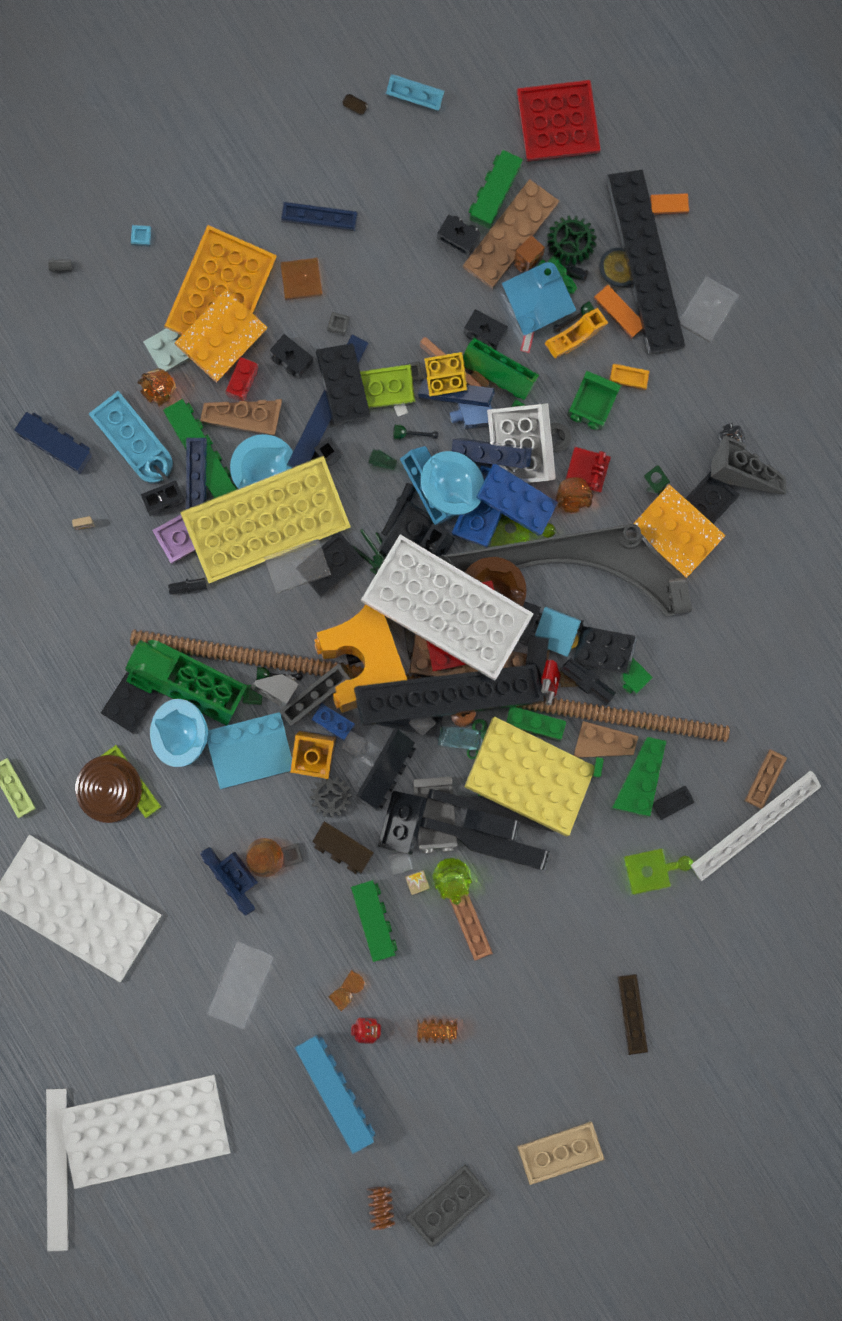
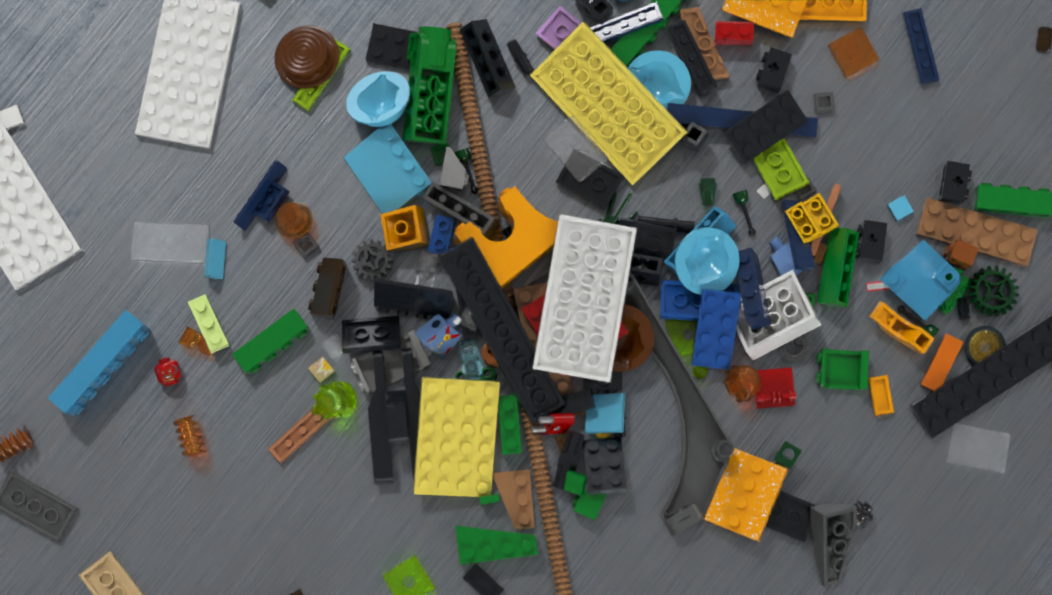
camera: 80 degrees right, 0 degrees up
(177, 616) = (487, 58): none -> black brick
(250, 426) = (692, 57): none -> black tile
(273, 947) = (214, 259): none -> medium azure slope
(333, 975) = (208, 323): none -> yellowish green plate
(427, 756) = (440, 334): none -> medium blue torso
(463, 293) = (900, 208): none -> medium azure tile
(612, 681) = (575, 482): none -> green tile

